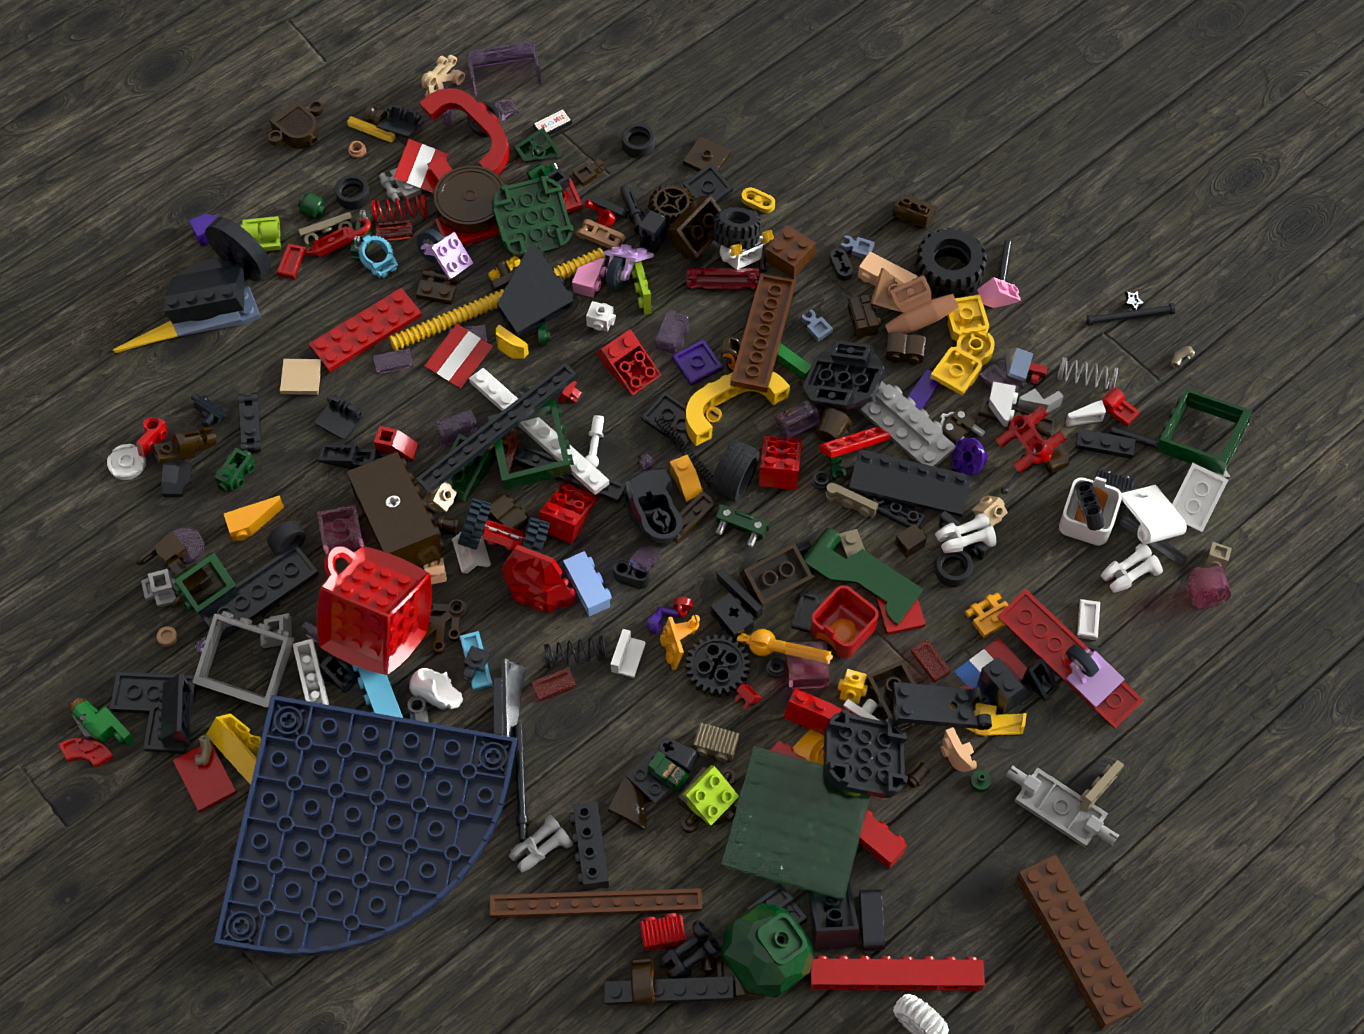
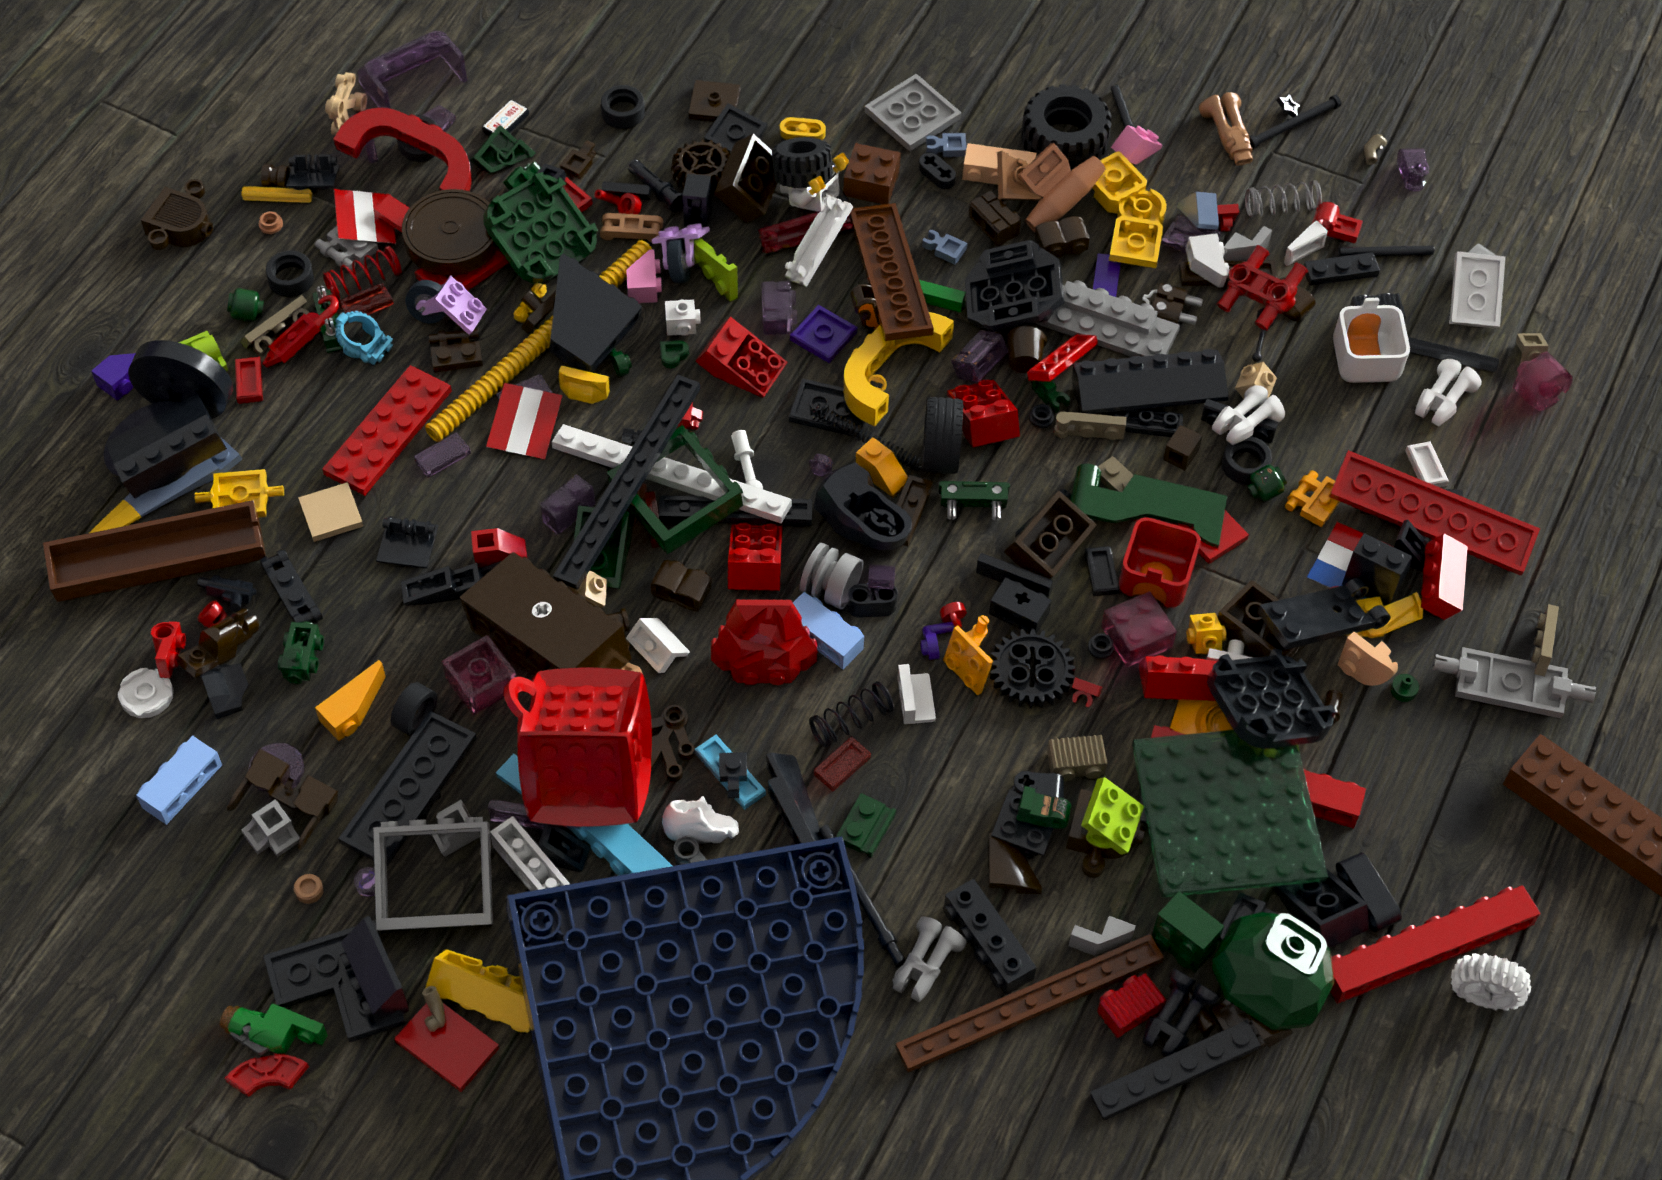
camera: 25 degrees left, 5 degrees down
(119, 530) = (179, 779): none -> light blue brick
(172, 364) = (153, 551): none -> reddish brown piece
(190, 421) = (210, 613): none -> red tile
(219, 571) = (350, 780): dark green window -> none
(246, 343) = (240, 487): none -> yellow plate
(493, 532) = (660, 603): black plate -> none
(548, 734) = (866, 825): none -> dark green plate
(584, 340) = (673, 352): none -> dark green tile
(607, 545) = (829, 575): none -> light grey wheel
(642, 981) = (1142, 1067): dark brown animal -> none
(674, 879) = (1114, 935): none -> light grey slope
(723, 290) = (817, 240): none -> white piece
(723, 896) = (1187, 932): none -> dark green brick
(763, 642) = (1076, 620): light orange piece -> none
(845, 212) = (912, 112): none -> light grey plate
(914, 210) = (993, 86): dark brown brick -> none
(930, 660) = (1275, 574): clear red tile -> none
(958, 590) = (1267, 483): none -> dark green head
(969, 456) = (1200, 330): dark purple plate -> none
(1051, 709) = (1444, 576): none -> brick
(1077, 312) = (1234, 138): none -> medium nougat piece
(1090, 505) = (1374, 333): black beam -> none
(1092, 674) = (1472, 518): lavender plate -> none
(1155, 513) = (1451, 326): white door -> none
(1204, 379) = (1413, 167): none -> clear purple piece
(1211, 406) = (1446, 189): dark green window -> none

